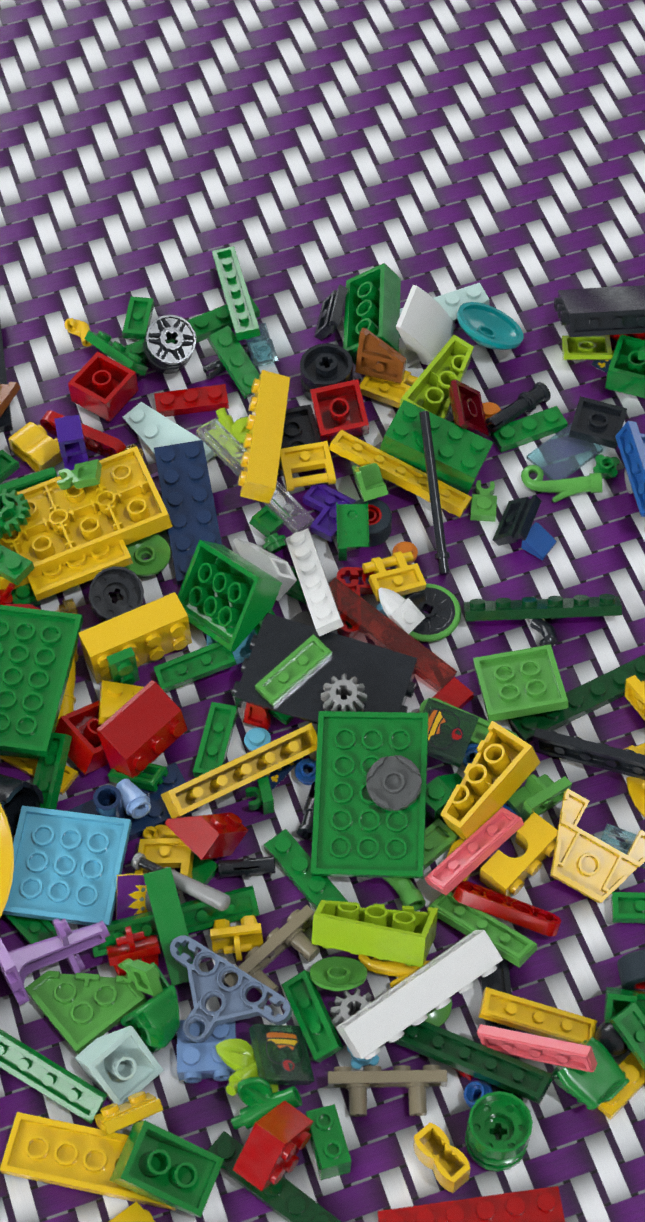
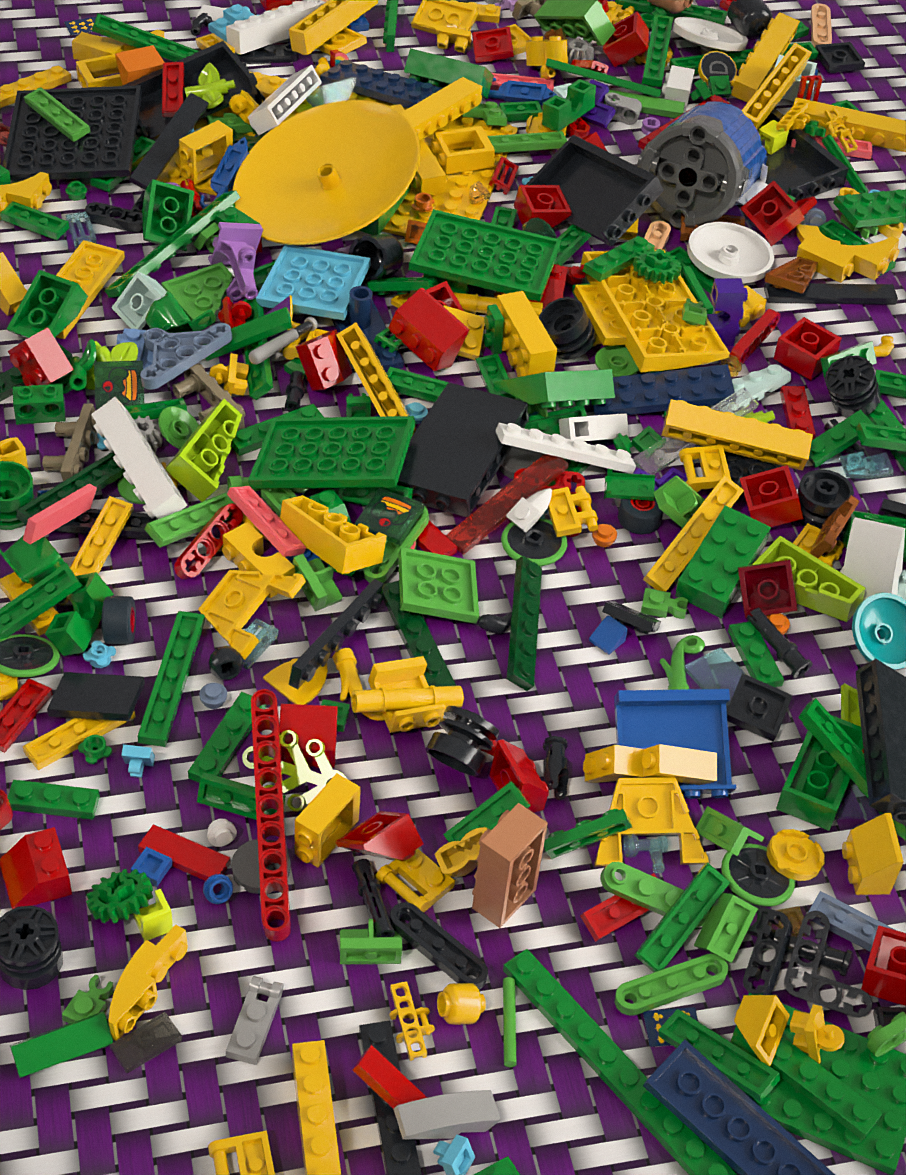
camera: 90 degrees right, 10 degrees down
(115, 1116) = (100, 299): yellow plate -> none
(134, 800) = (368, 322): light blue cone -> none
(143, 975) = (201, 304): bright green plate -> none
(293, 670) = (465, 415): bright green tile -> none
(333, 694) = (430, 440): light grey gear -> none
(394, 783) = (333, 458): dark grey tile -> none
(442, 554) = (598, 557): black bar -> none

